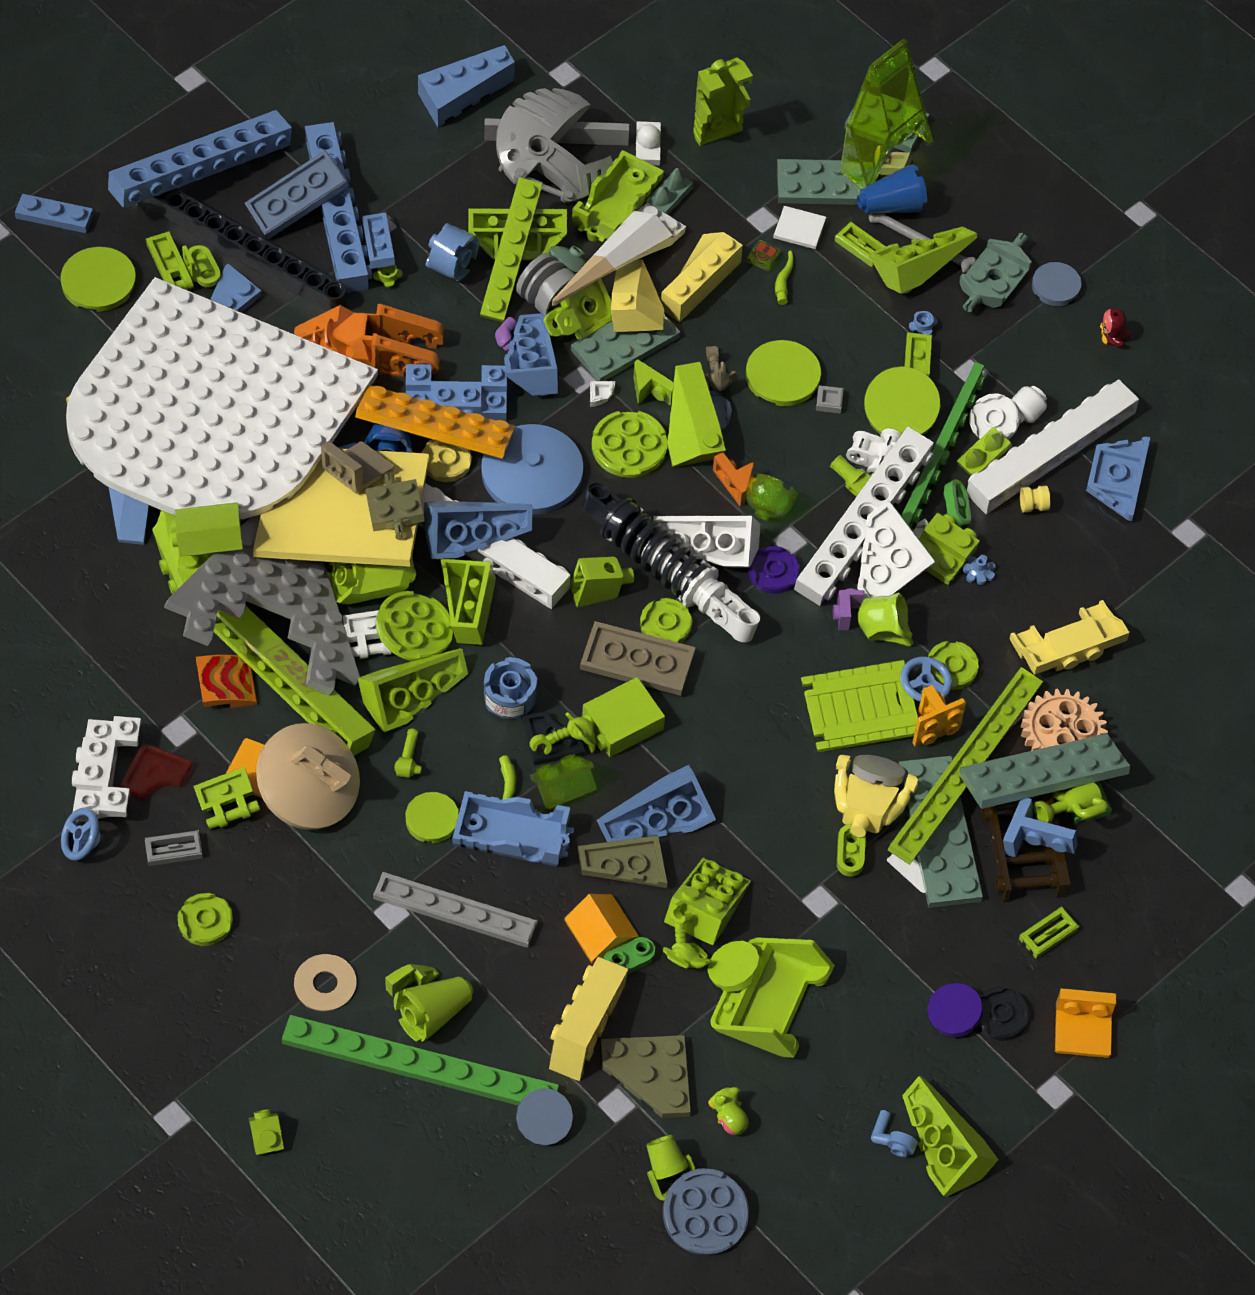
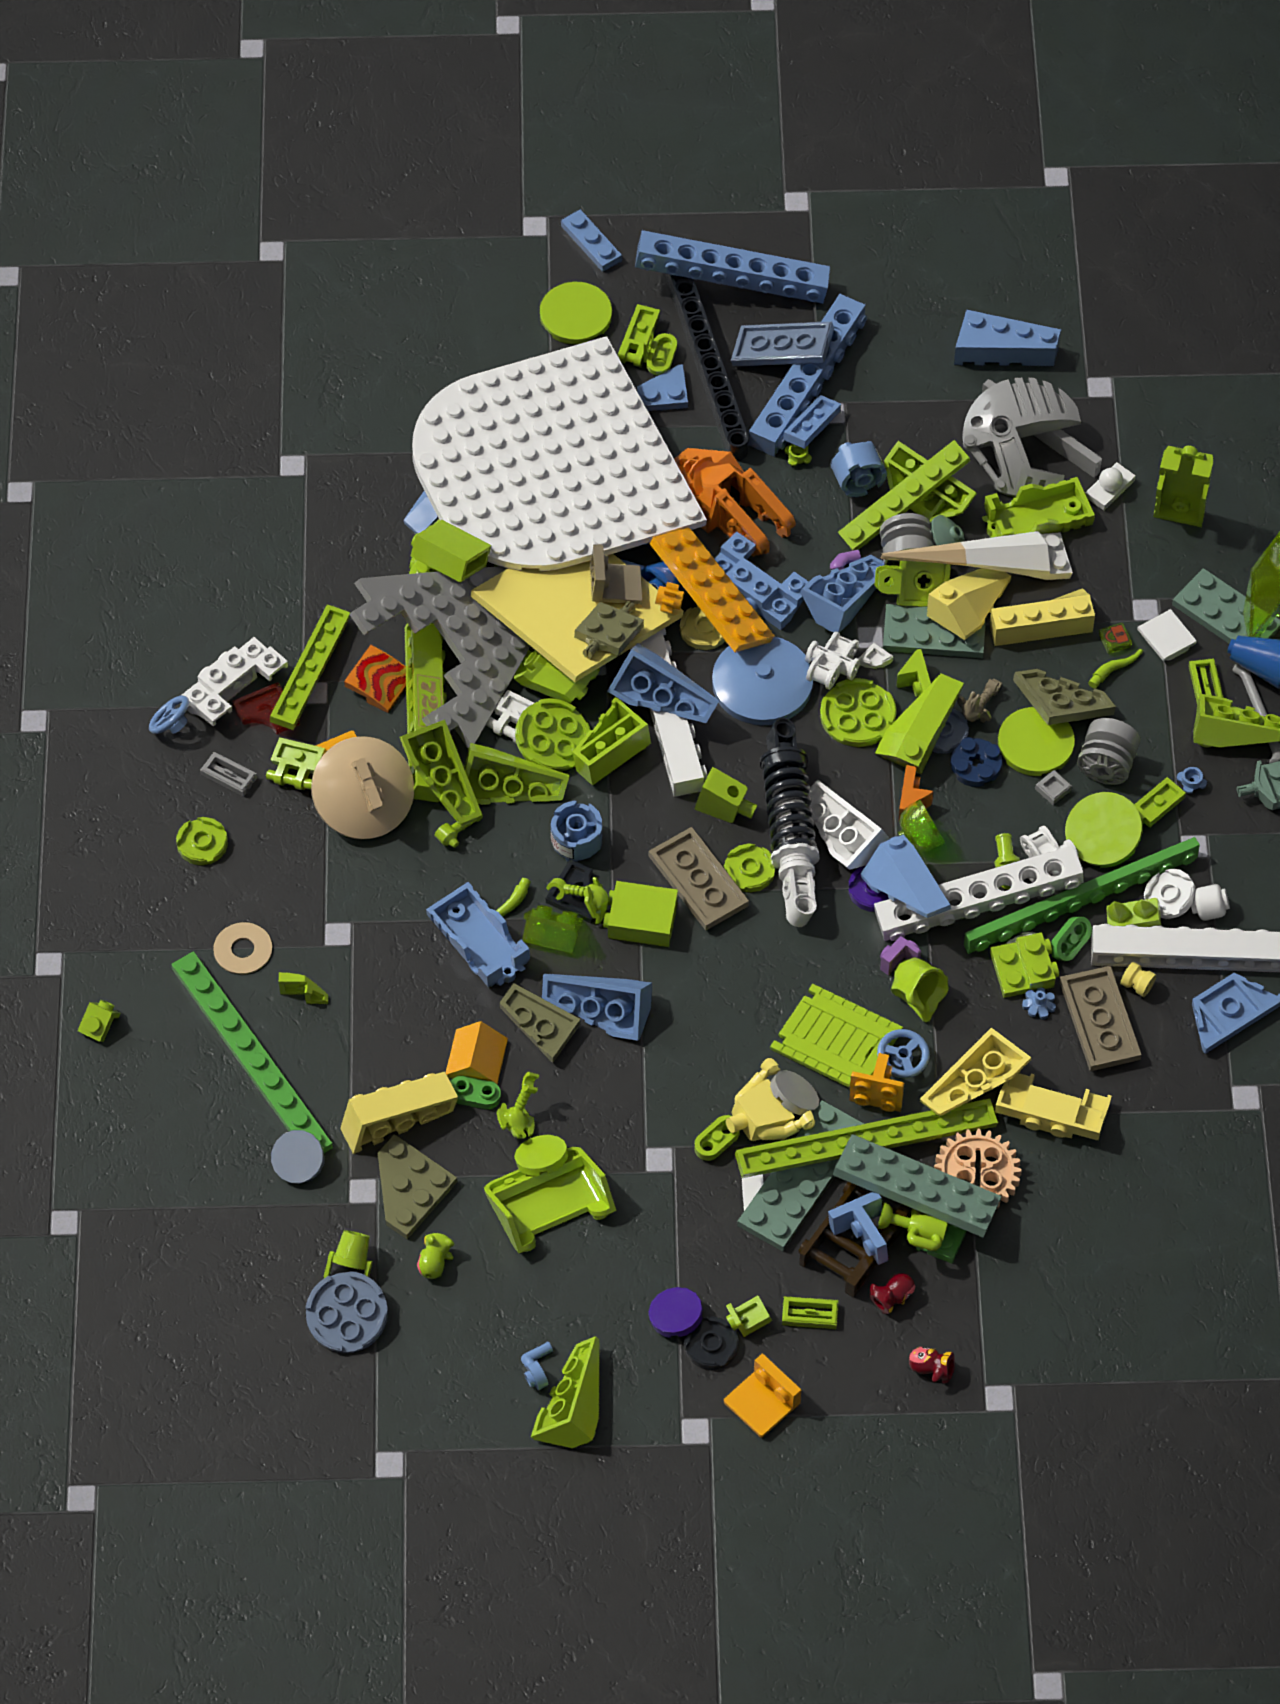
camera: 45 degrees right, 0 degrees up
(161, 711) = (310, 667): none -> lime plate
(361, 711) = (439, 764): none -> lime wedge
(414, 448) = (669, 597): none -> light orange gear
(431, 817) = (430, 883): lime tile -> none
(431, 1005) = (296, 1018): lime cone -> none
(455, 909) = (383, 965): light grey tile -> none
(577, 414) = (832, 660): none -> white axle
(670, 192) = (1087, 537): sand green tile -> none
(711, 897) = (572, 1093): lime slope -> none
(755, 407) = (976, 749): none -> dark blue plate
(773, 327) = (1062, 699): none -> olive plate
(799, 539) = (904, 876): none -> medium blue wedge
(851, 341) = (1108, 751): none -> light grey wheel
(890, 553) = (966, 935): white plate -> none
(960, 662) = (943, 1055): lime tile -> none
(999, 653) = (980, 1069): none -> light yellow wedge
(1011, 969) = (748, 1316): none -> lime bracket
(1035, 548) = (1100, 1018): none -> dark tan plate
(1097, 868) = (895, 1292): none -> dark red animal
(1175, 900) = (929, 1361): none -> dark red animal

